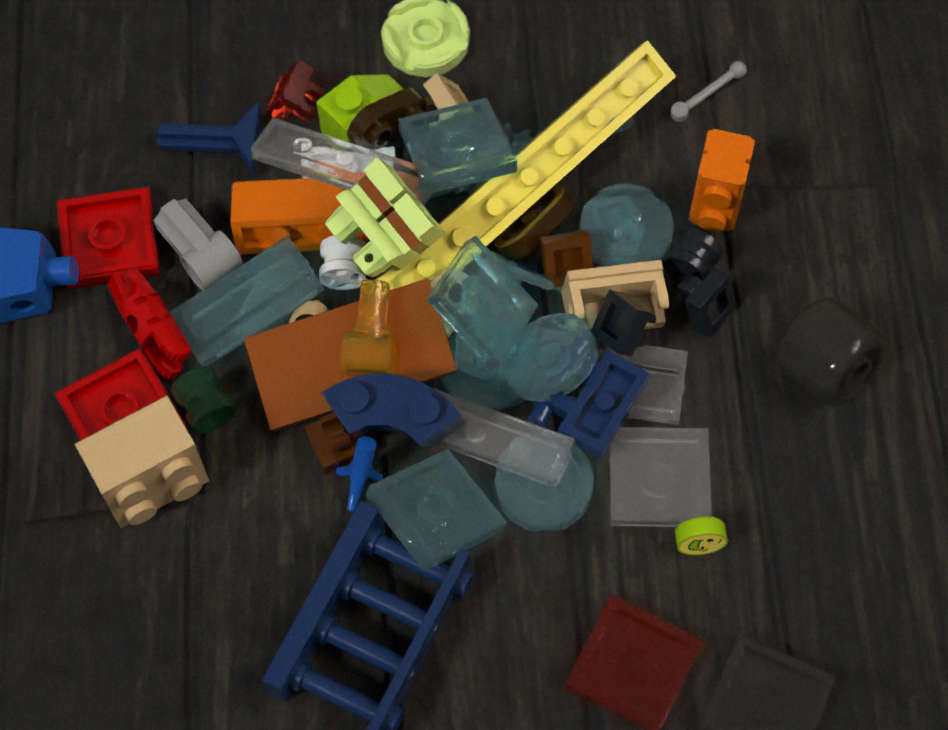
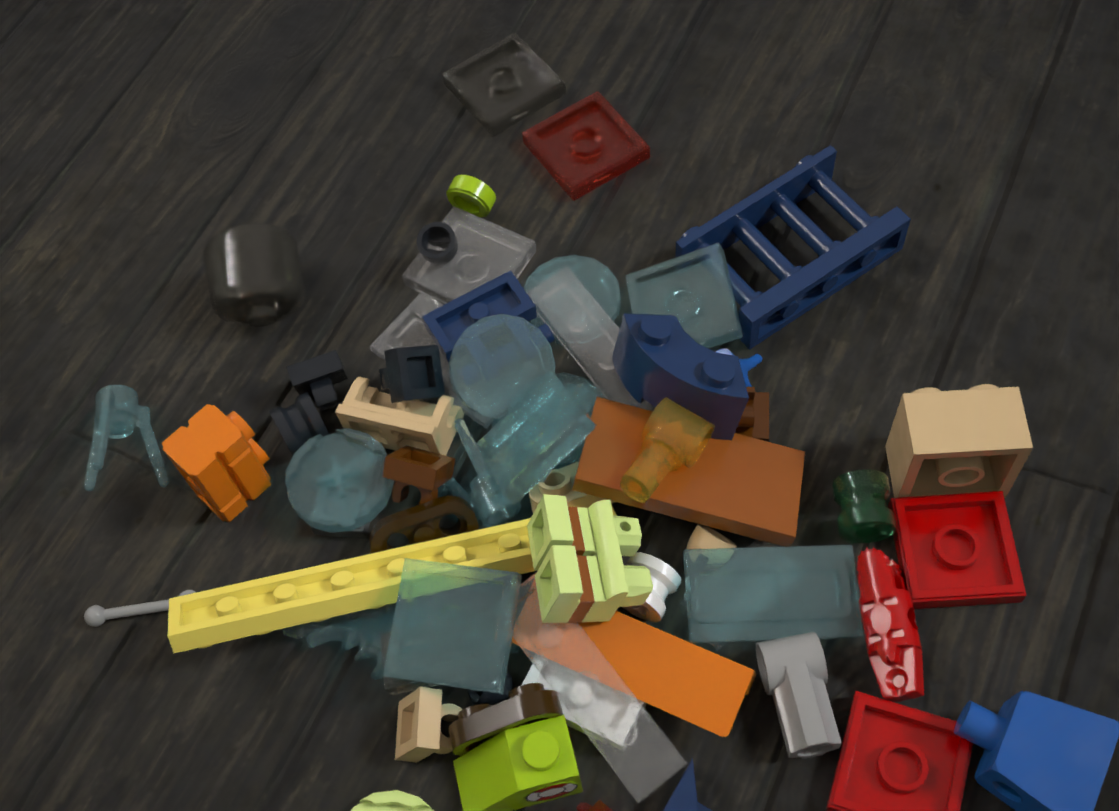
camera: 145 degrees left, 5 degrees down
(684, 451) = (441, 236): none -> black hinge
(848, 197) = (116, 418): none -> clear light blue plant

